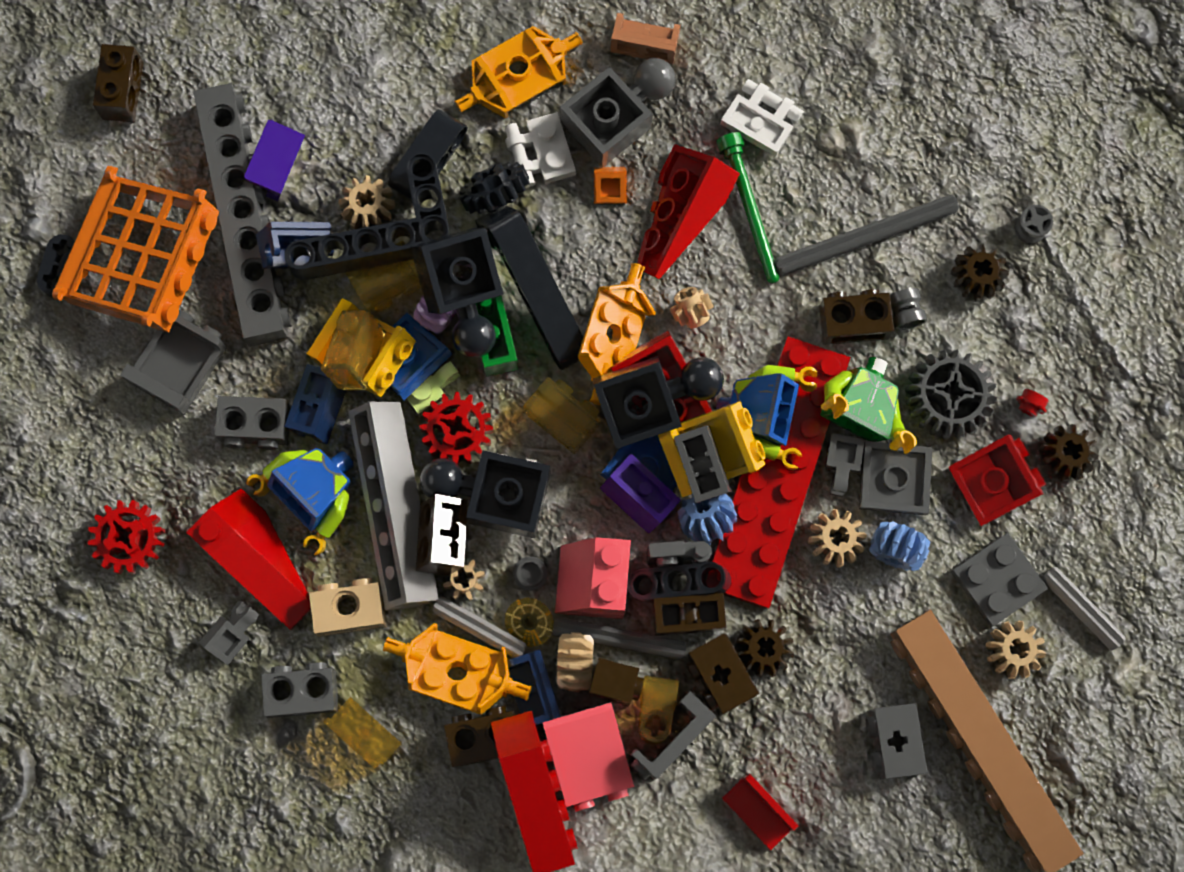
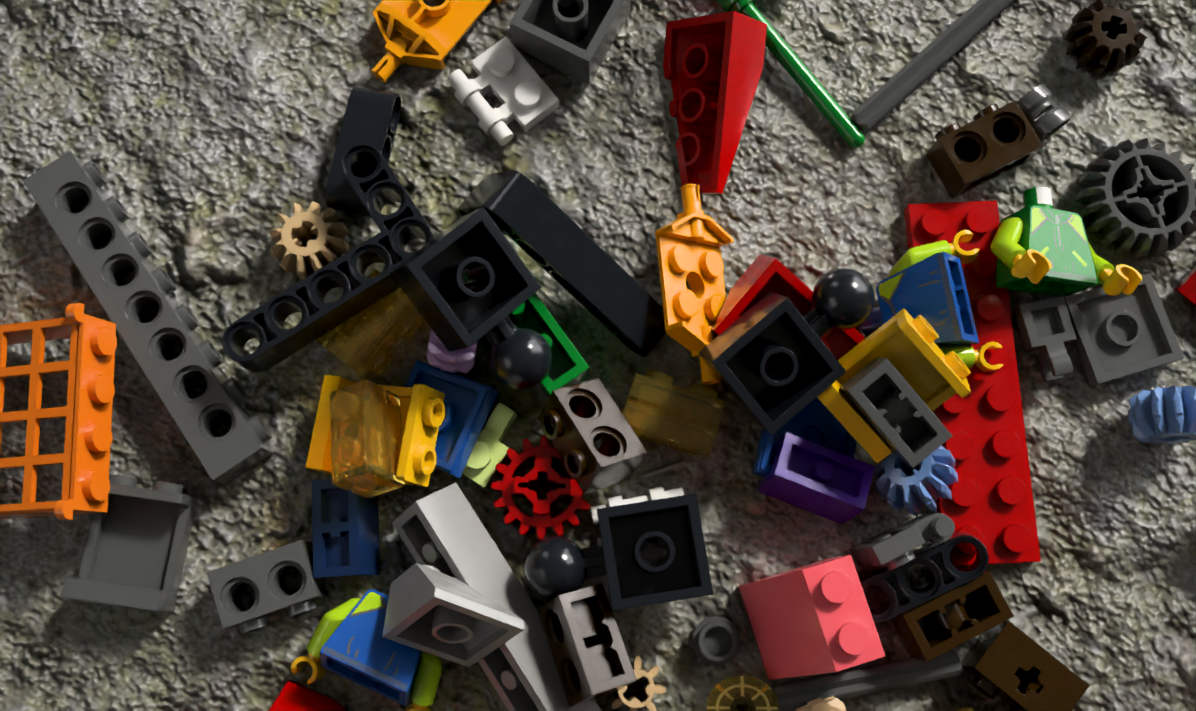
camera: 20 degrees left, 0 degrees up
(274, 158) = (164, 227): dark purple panel -> none
(278, 235) = (205, 325): dark blue hinge -> none
(359, 482) = (446, 617): none -> light grey slope
(494, 187) = (466, 157): black gear -> none
(501, 405) = (591, 435): none -> dark brown brick
(610, 185) = (608, 102): orange slope -> none
(691, 307) = (777, 214): tan gear -> none
(777, 648) = (1072, 606): dark brown gear -> none
(829, 527) = (1102, 433): tan gear -> none

